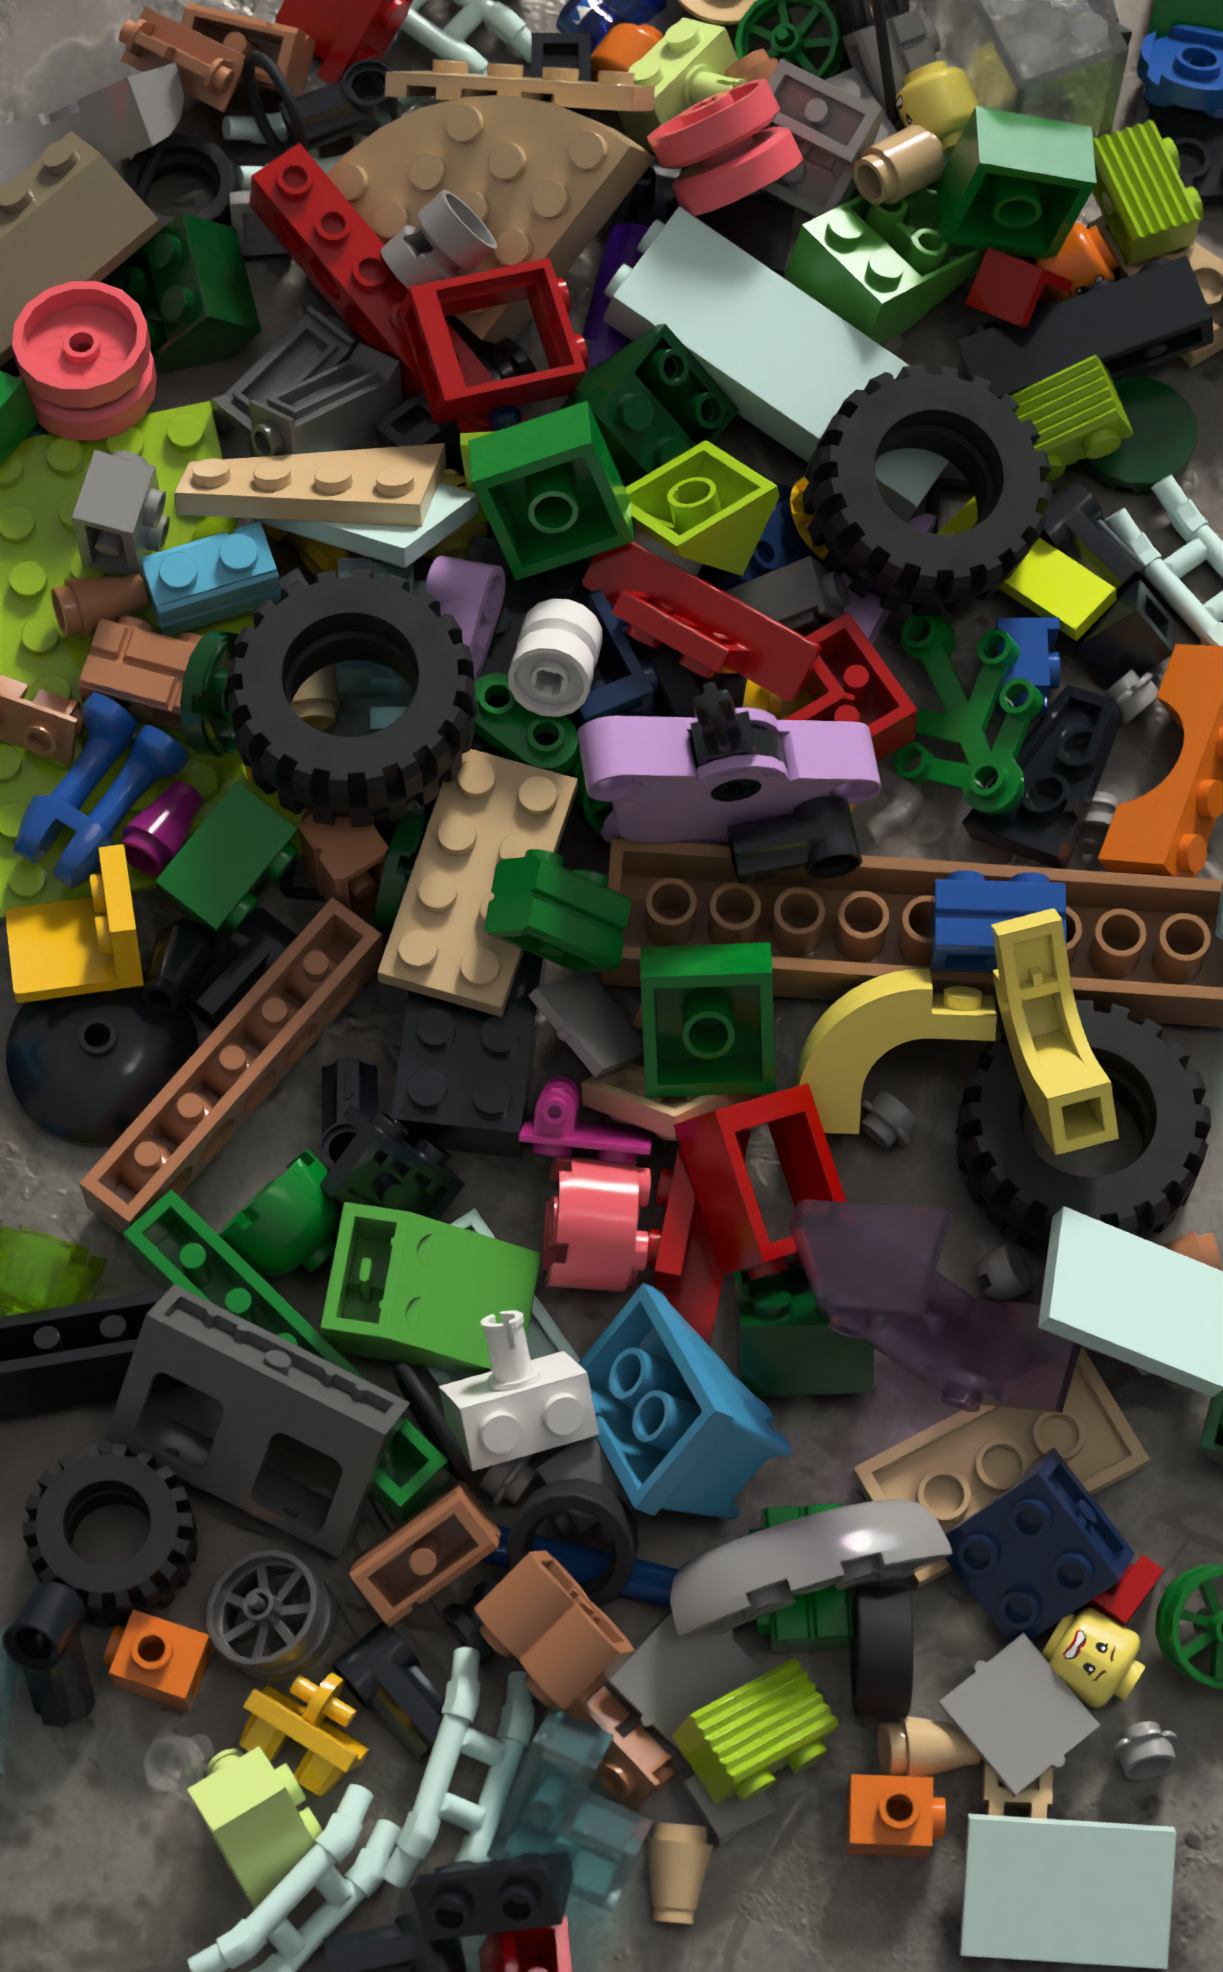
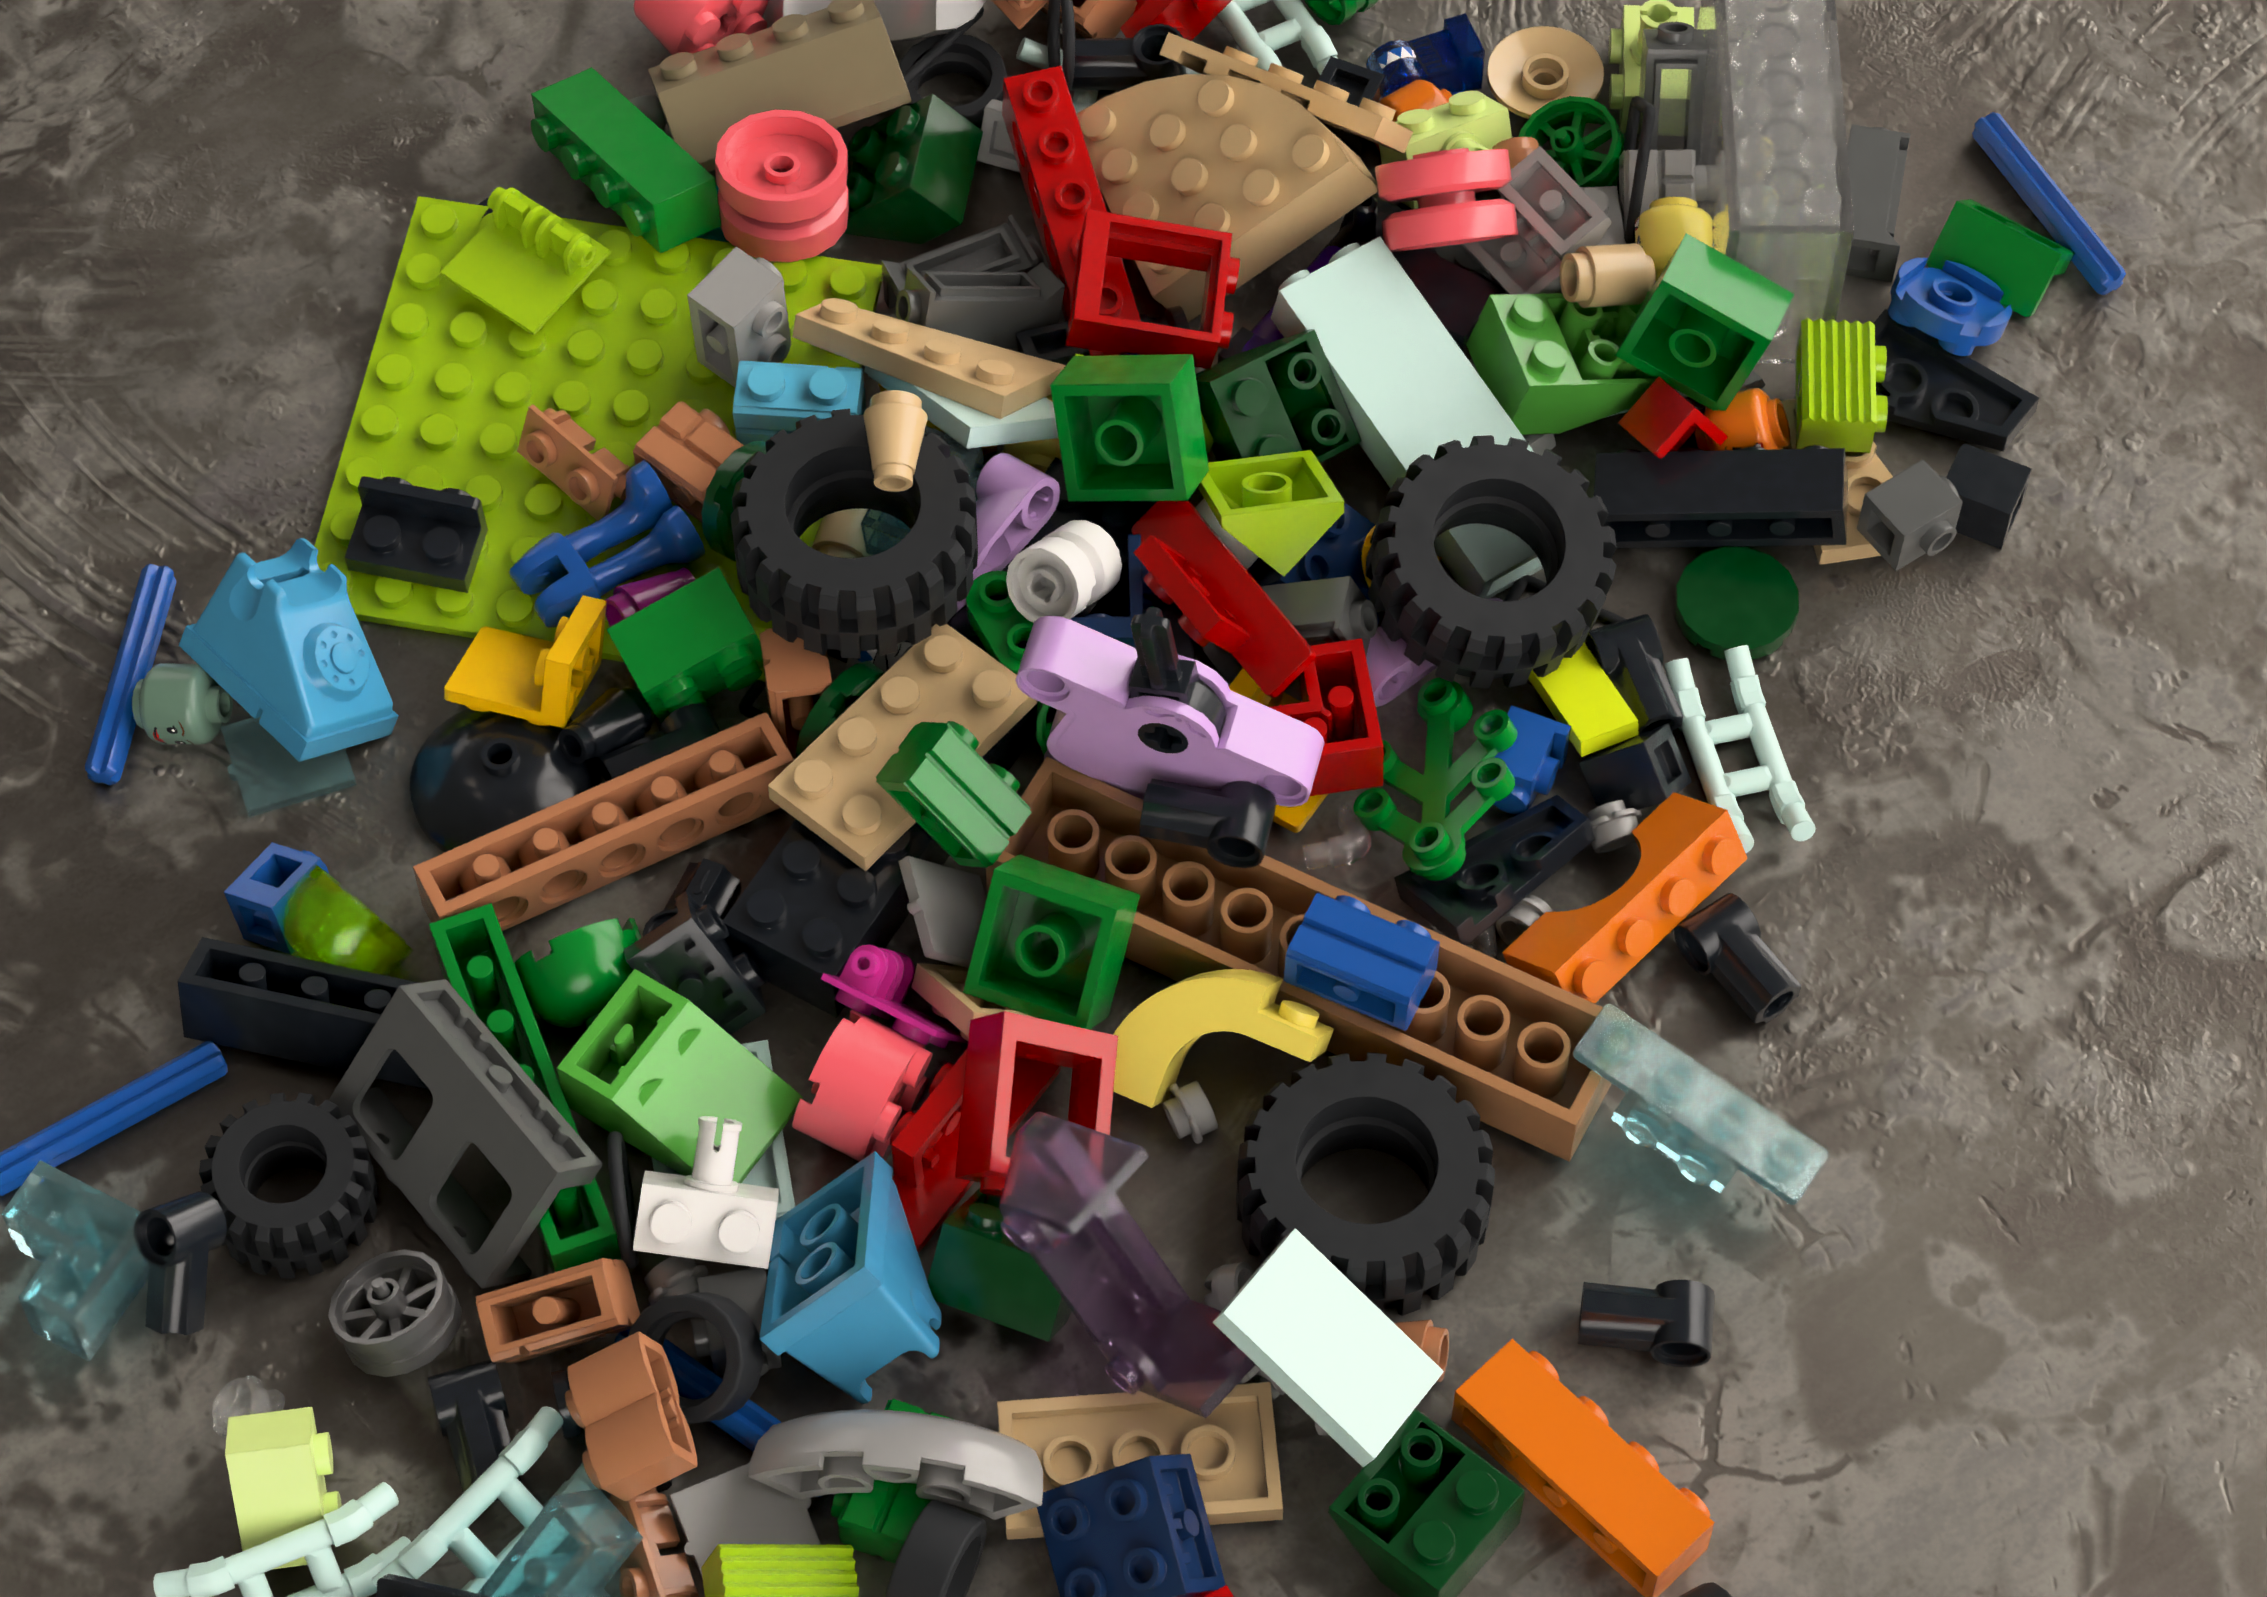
camera: 25 degrees right, 10 degrees down
(87, 600) = (693, 387): nougat cone -> none
(158, 1660) = (277, 1313): orange brick -> none
(279, 1716) = (359, 1408): yellow hips -> none
(365, 598) = (894, 437): none -> tan cone
(443, 243) = (1150, 188): light grey wheel -> none
(1045, 1034) = (1354, 1060): light yellow arch -> none
(1074, 414) = (1669, 559): lime brick -> none

